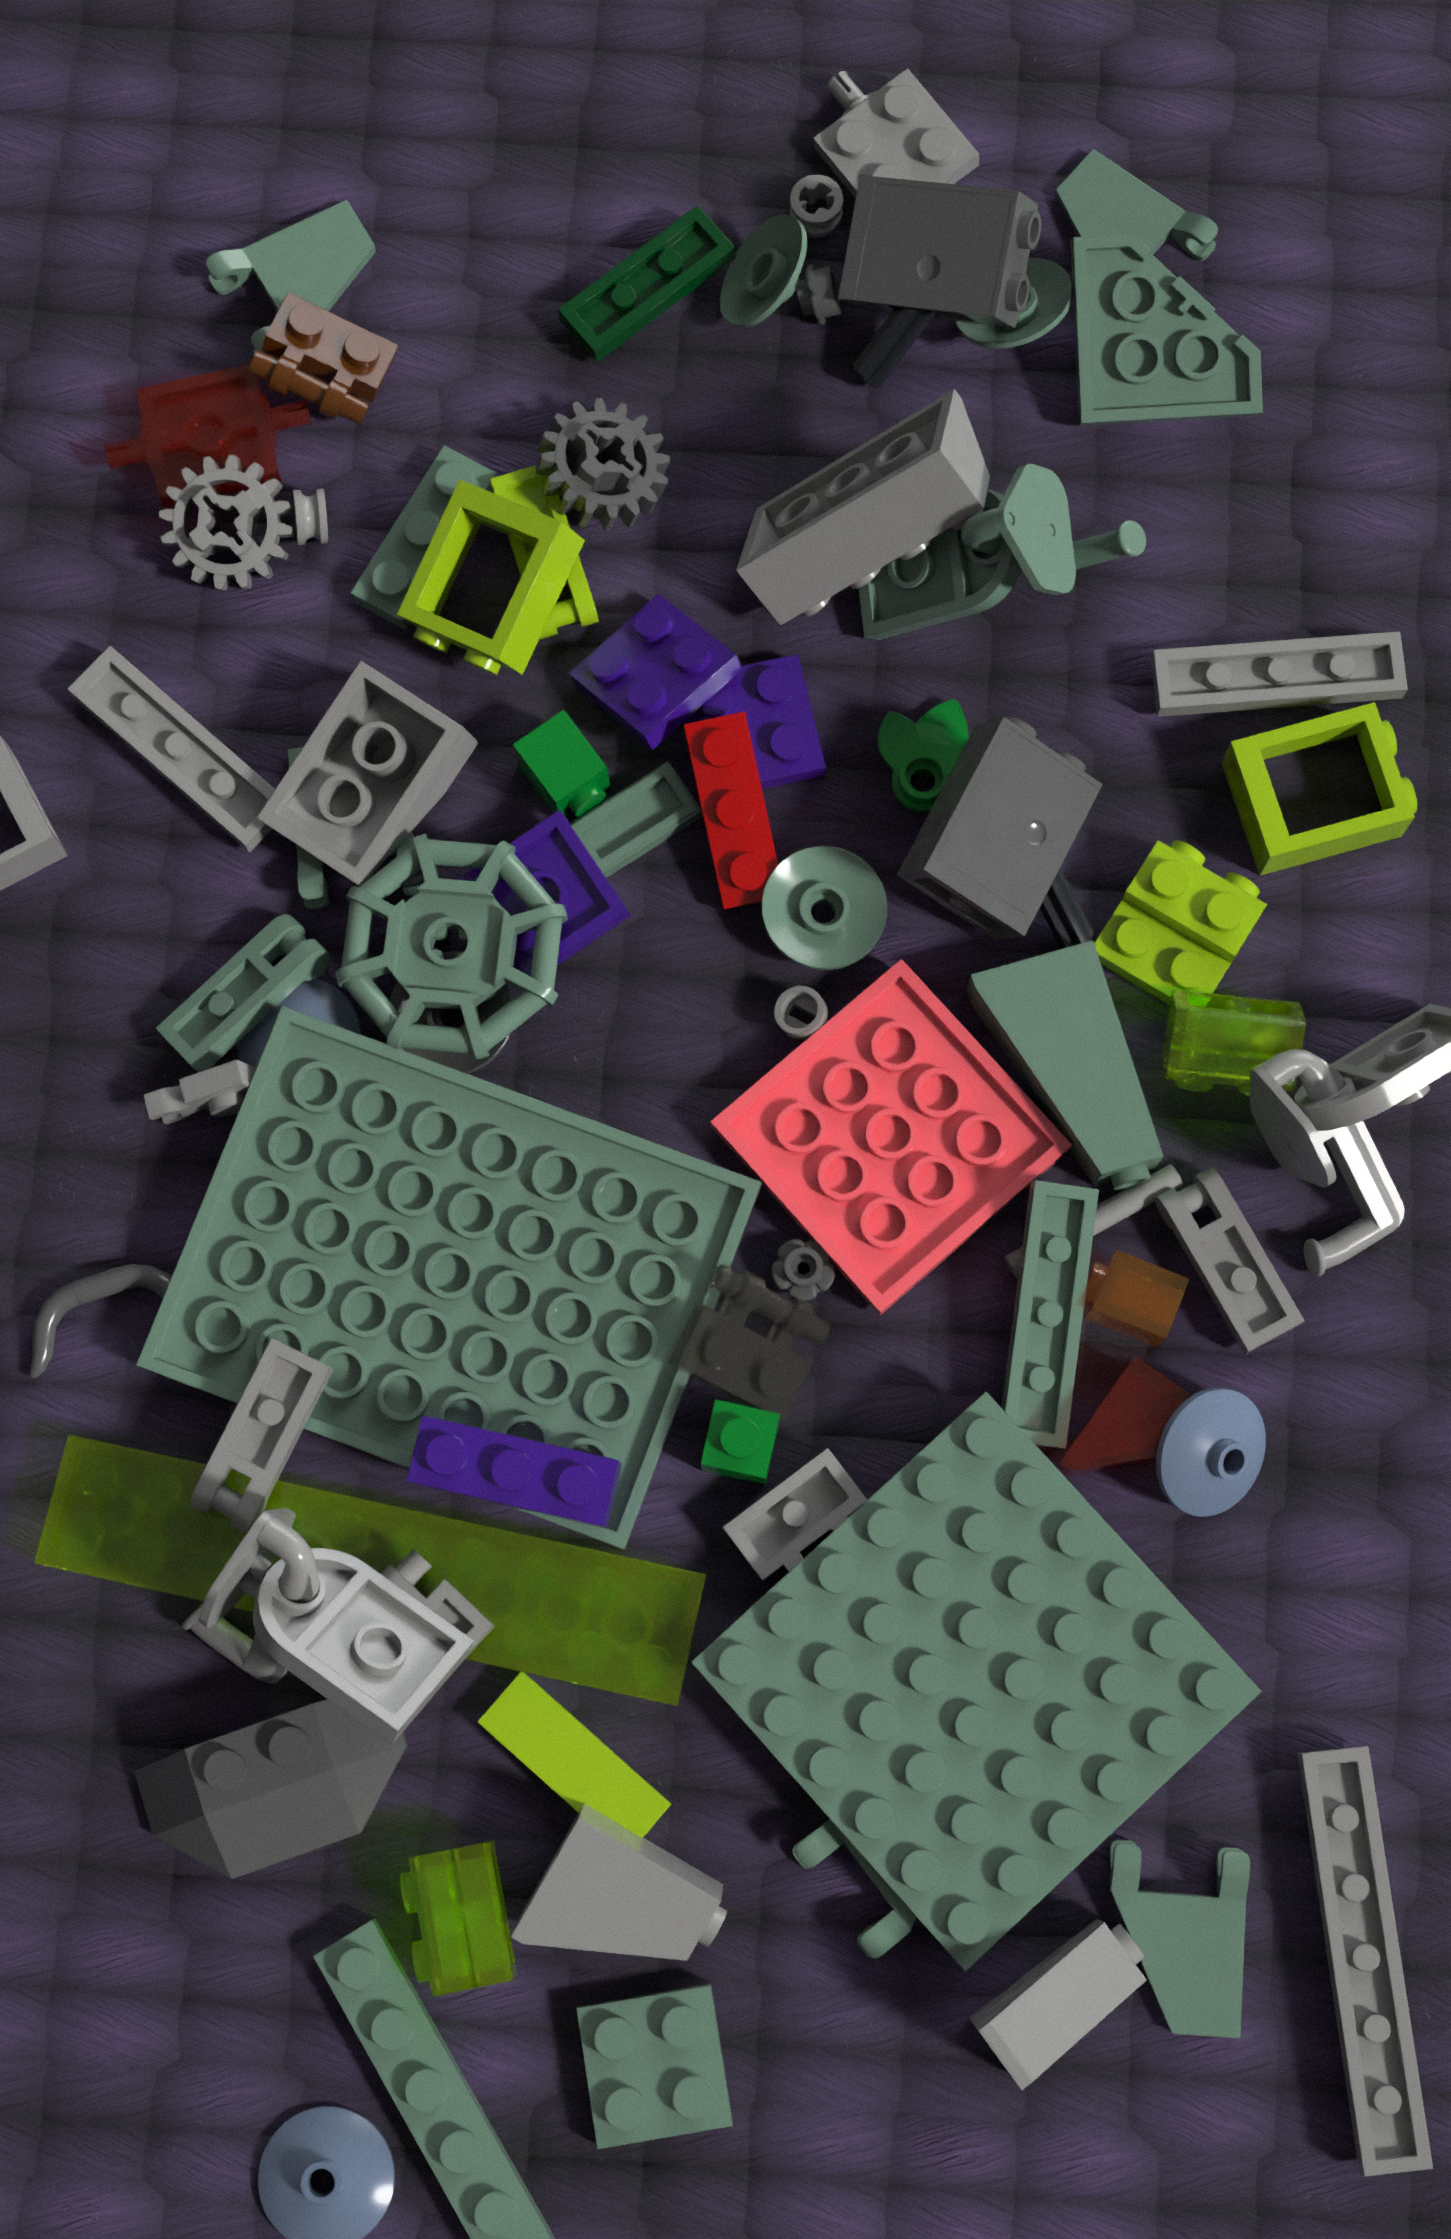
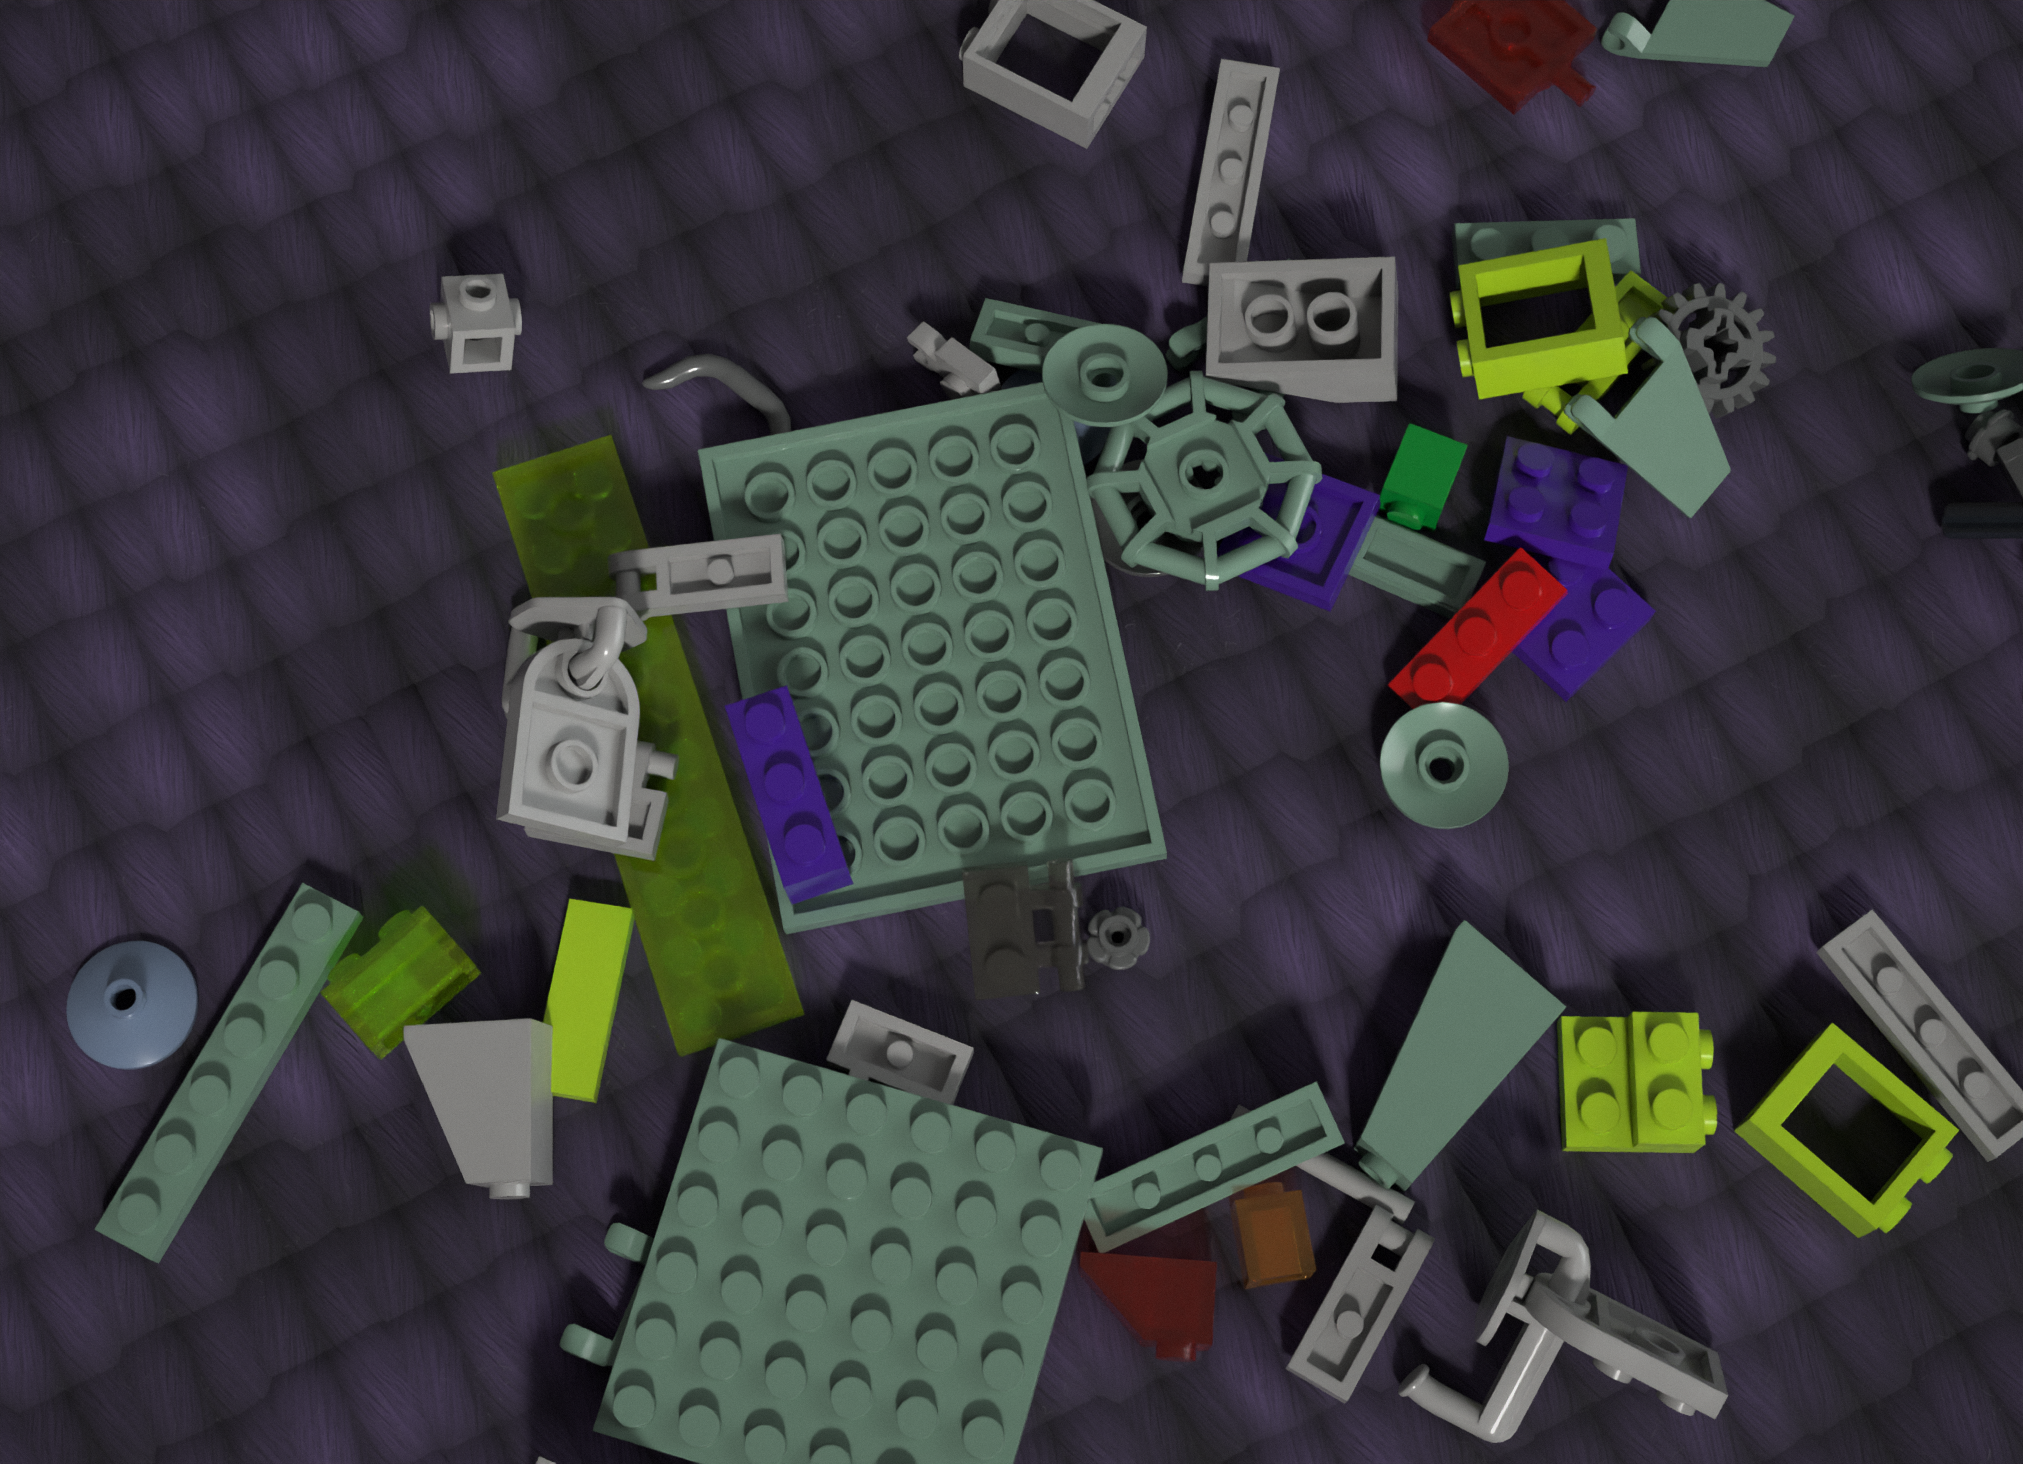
camera: 55 degrees right, 5 degrees down
(205, 541) = (1469, 100): light grey gear -> none
(269, 1789) = (418, 767): dark grey wedge -> none
(286, 958) = (1104, 357): none -> sand green dish
(310, 516) = (1497, 152): light grey bush -> none
(329, 349) = (1651, 74): reddish brown plate -> none
(647, 283) = (1897, 292): dark green plate -> none
(647, 543) = (1662, 426): none -> sand green flag
(654, 2066) = (368, 1217): sand green plate -> none
(740, 1442) = (932, 971): green brick -> none
(807, 1001) = (1353, 802): light grey hinge -> none
(866, 511) = (1815, 581): light grey slope -> none
(890, 1136) = (1281, 943): coral plate -> none
(922, 750) = (1652, 779): green plate -> none
(956, 579) = (1816, 659): sand green plate -> none
(1003, 833) = (1609, 873): dark grey piece -> none
(1210, 1451) = (1180, 1361): sand blue dish -> none
(1226, 1037) = (1558, 1172): clear neon green brick -> none

